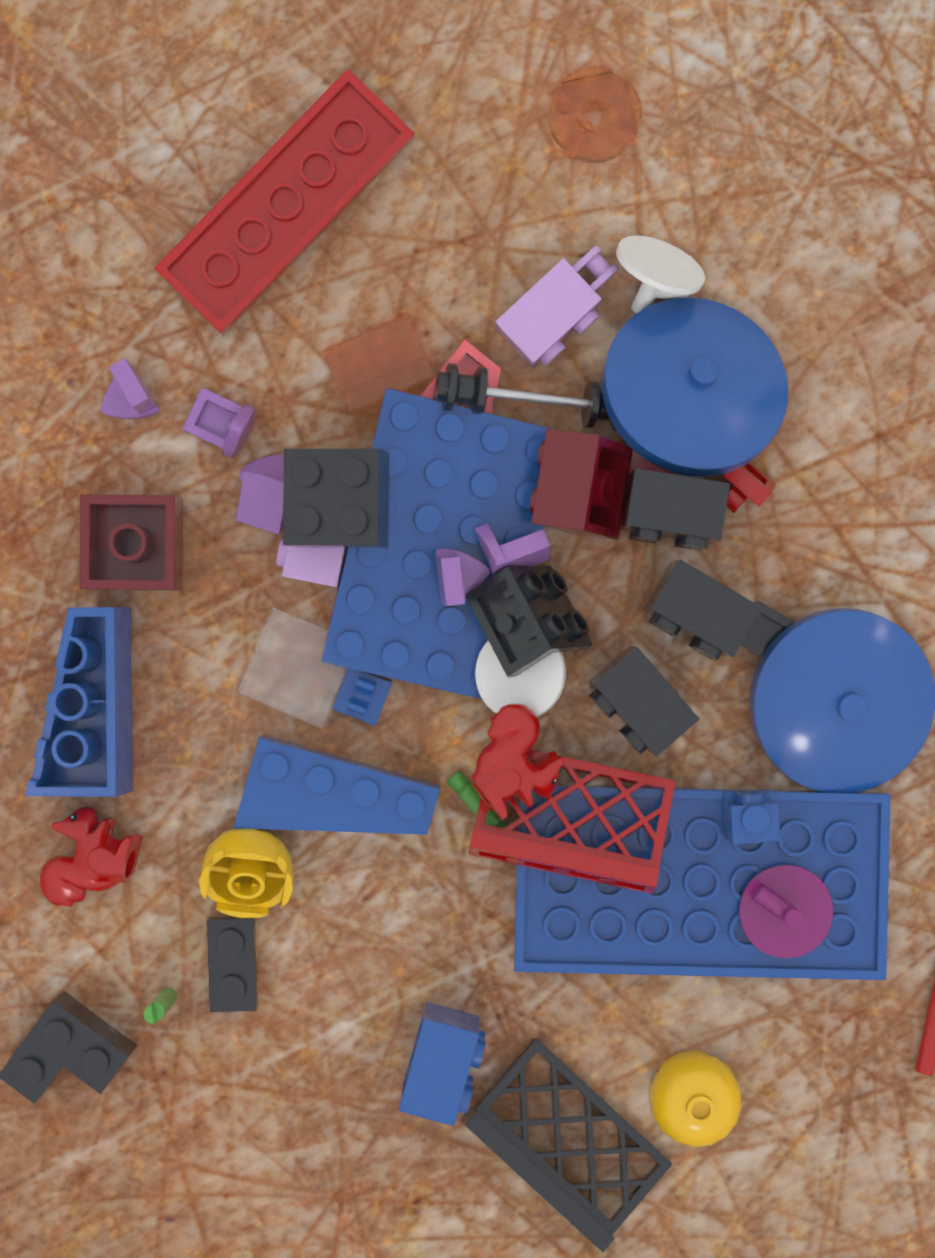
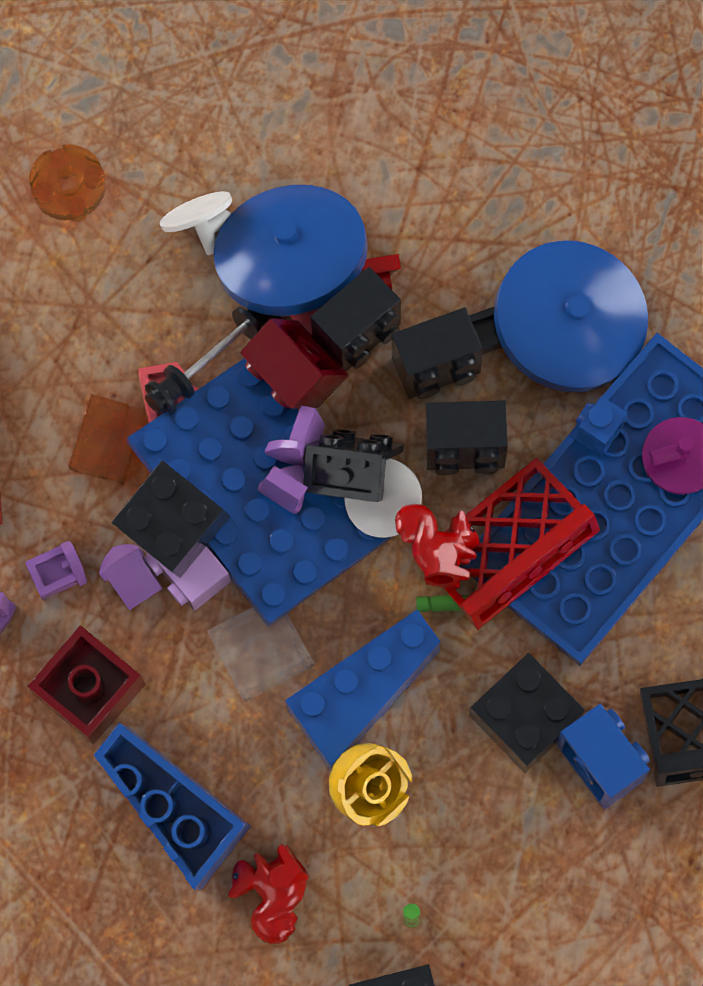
camera: 50 degrees left, 15 degrees down
(232, 964) = (424, 853): black plate -> none
(362, 696) = (314, 621): blue tile -> none
(428, 959) = (526, 712): none -> black brick
(555, 308) = (167, 300): lavender brick -> none

